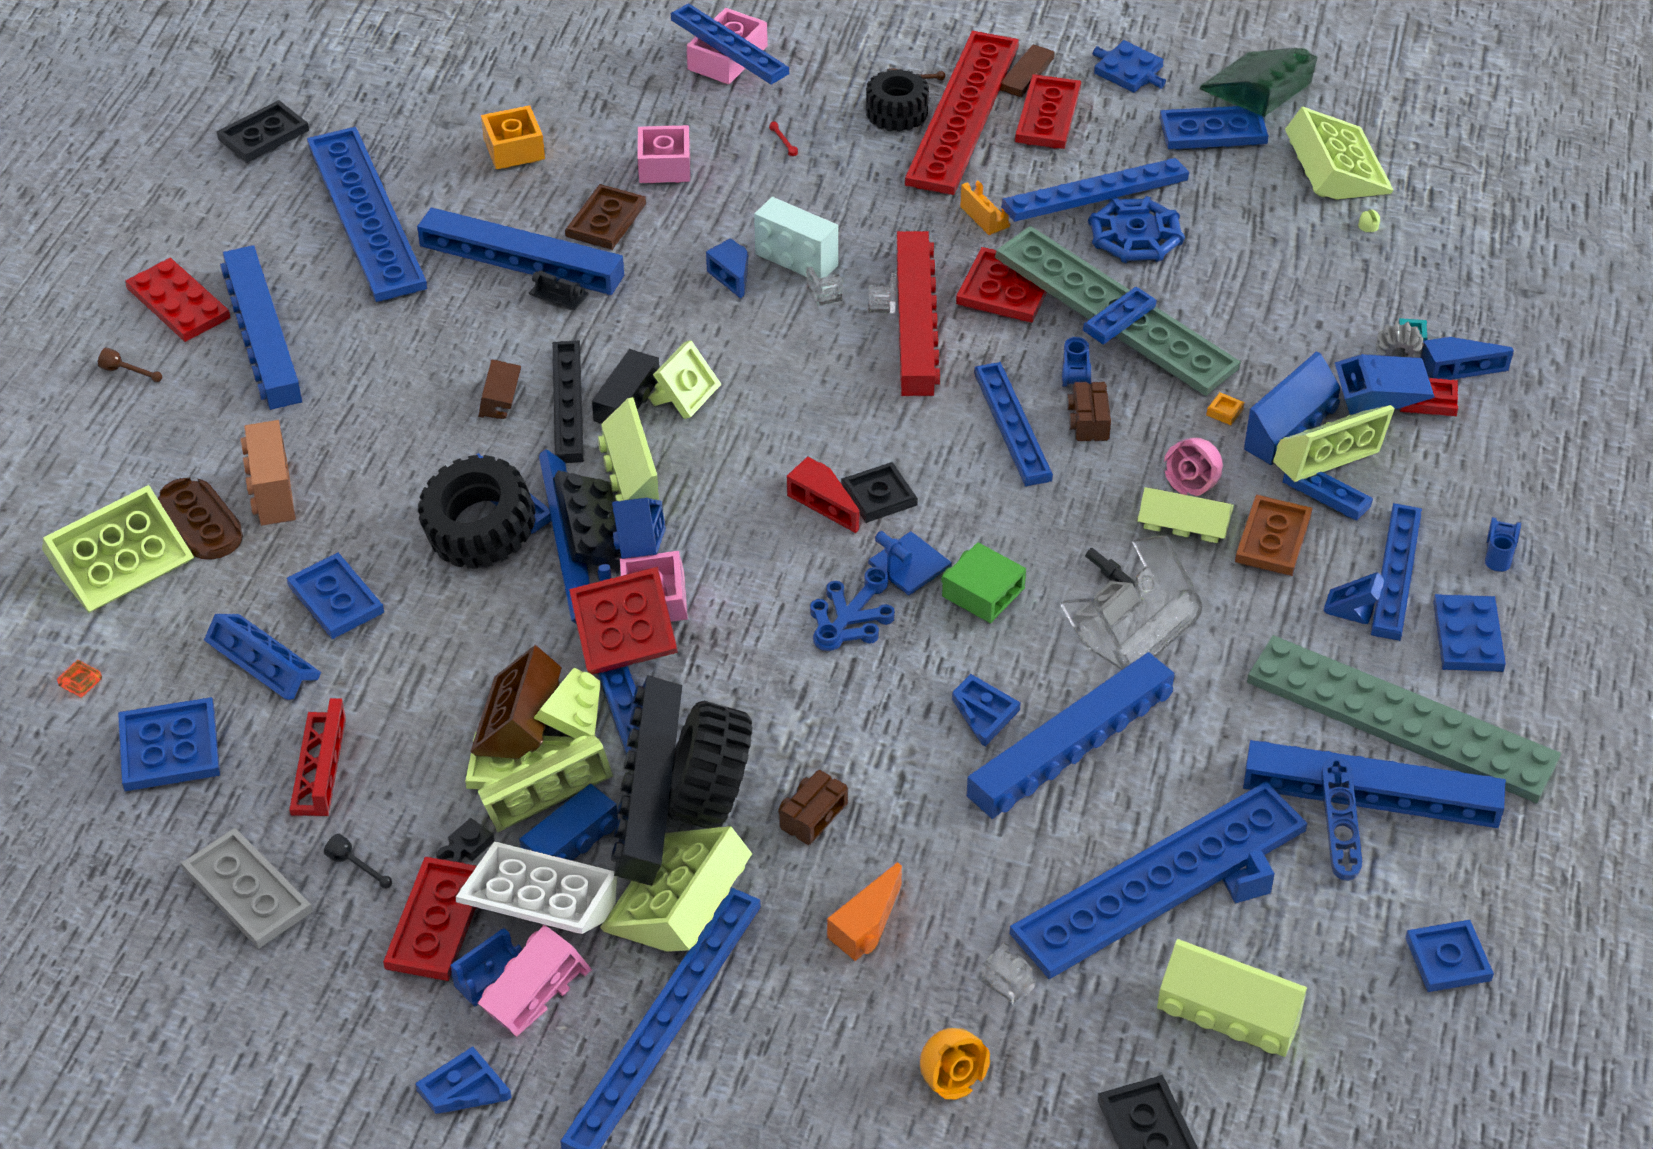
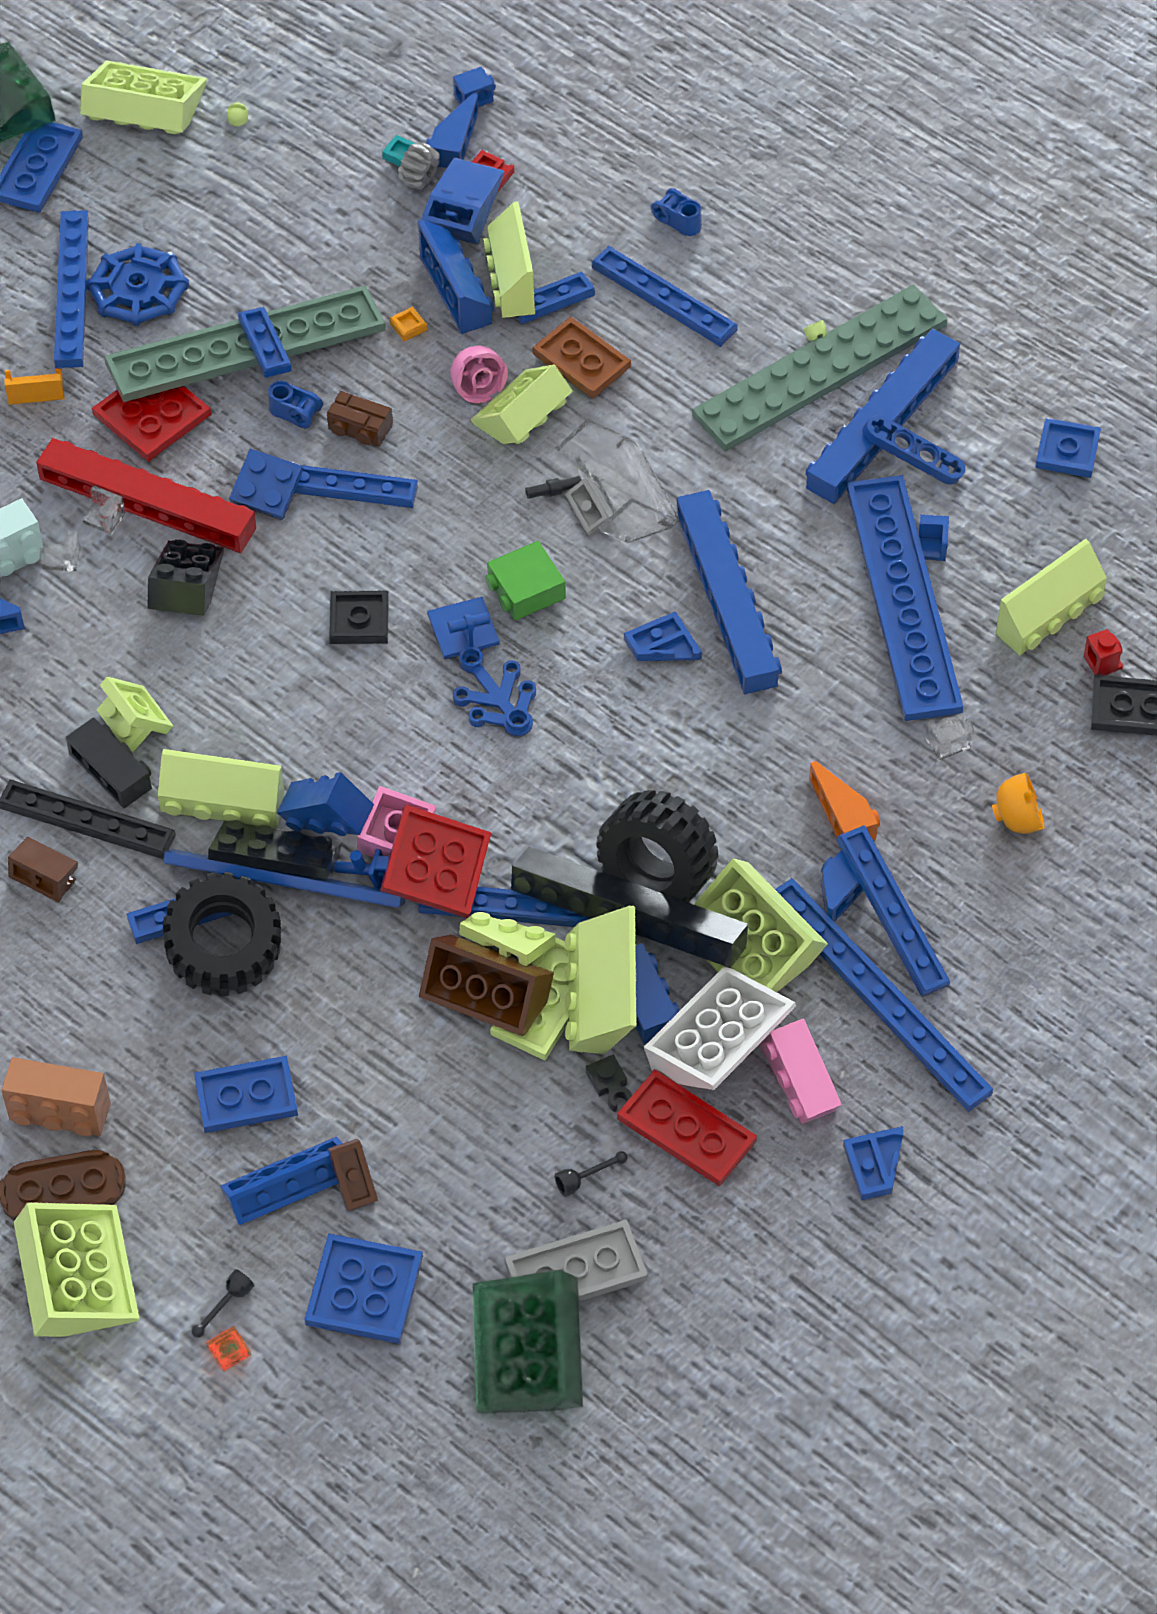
camera: 65 degrees left, 10 degrees up
(141, 659) = (237, 1286): none -> black hinge
(144, 876) = (527, 1343): none -> clear green slope
(274, 688) = (352, 1174): none -> reddish brown plate
(325, 763) = (451, 1156): red fence -> none
(483, 965) = (762, 1104): blue hinge -> none
(758, 993) = (893, 911): none -> blue tile
(772, 943) = (838, 886): none -> blue slope
(812, 806) = (711, 800): reddish brown brick -> none
(821, 491) = (343, 656): red slope -> none
(845, 365) = (184, 577): none -> black slope
(976, 378) = (266, 484): none -> blue plate
(1196, 1075) = (1106, 649): none -> red brick
(1355, 599) = (685, 335): blue slope -> none
(1440, 695) = (817, 328): none -> yellowish green hinge
(1469, 633) = (757, 281): blue plate -> none
(1528, 351) = (474, 82): none -> blue brick

